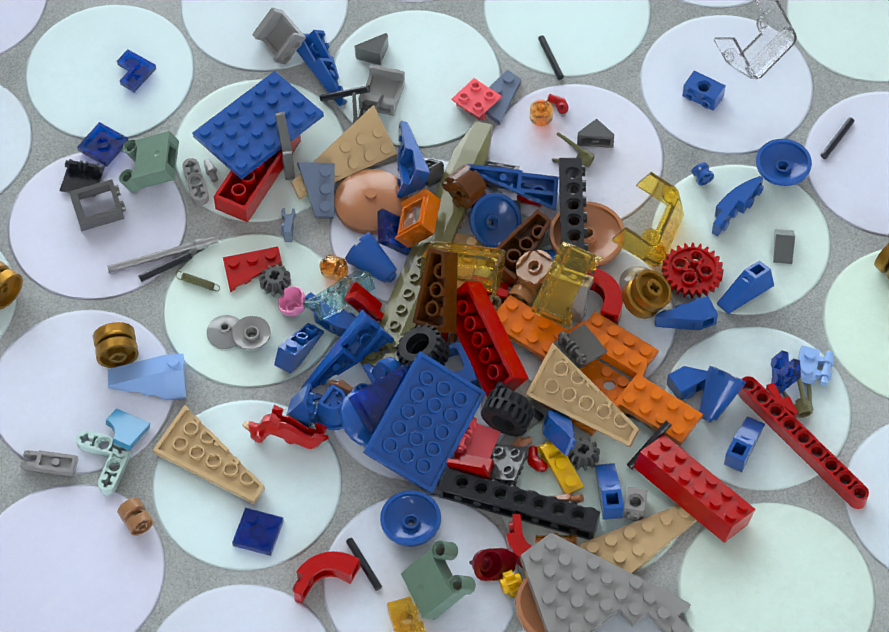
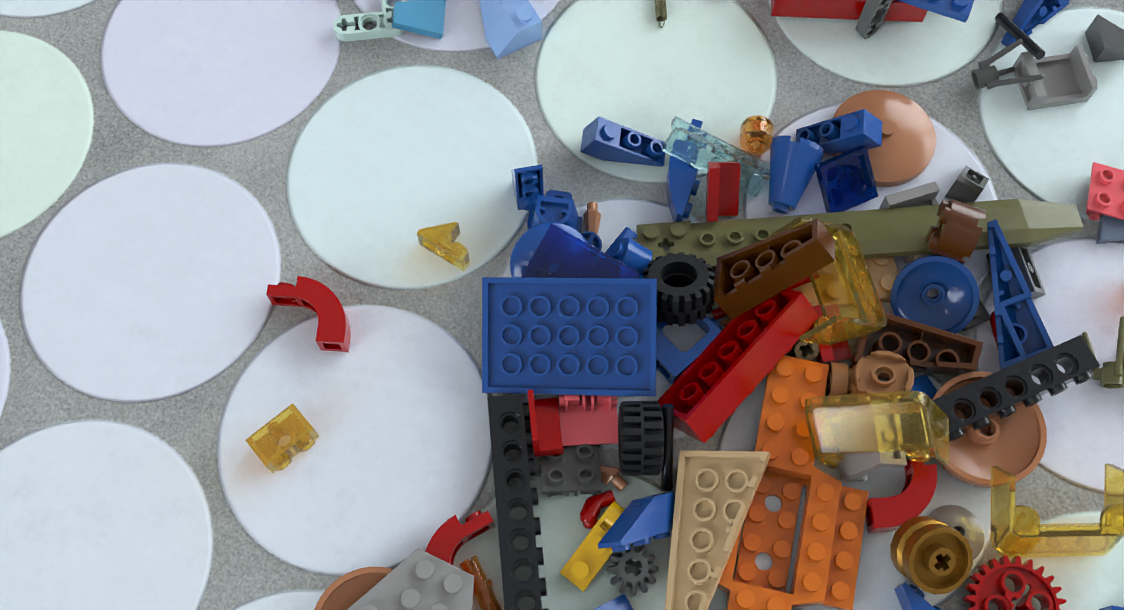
camera: 65 degrees right, 10 degrees up
(135, 516) = (307, 73): medium nougat wheel -> none
(204, 455) = (425, 104): tan wing -> none
(222, 338) = (606, 68): light grey dish -> none
(248, 265) = (710, 42): red wing -> none
(251, 326) = (617, 76): light grey dish -> none
(258, 531) = (348, 212): clear blue plate -> none
(274, 280) = (703, 78): dark grey gear -> none
(287, 429) = (494, 181): red animal -> none
(288, 226) = (788, 59): sand blue plate -> none
(292, 301) = (681, 107): bright pink hair -> none
(314, 481) = (440, 241): none -> clear yellow slope
(319, 183) = (863, 67): sand blue wing -> none
(355, 150) = (942, 84): tan wing -> none
(357, 341) = (659, 206): blue wedge -> none
(361, 219) = (844, 132): none -> blue slope
(364, 564) = (351, 353): black bar -> none
(410, 508) = (424, 364): blue dish -> none
(411, 163) = (955, 159): blue wedge -> none
(418, 218) = (878, 197): orange window -> none
(432, 582) = (342, 451): sand green piece -> none
(492, 562) = (406, 515): dark red piece -> none
(510, 583) = (388, 552): yellow gear -> none
(570, 497) = (554, 580): nougat bar -> none
(580, 346) = (789, 493): dark grey hinge -> none

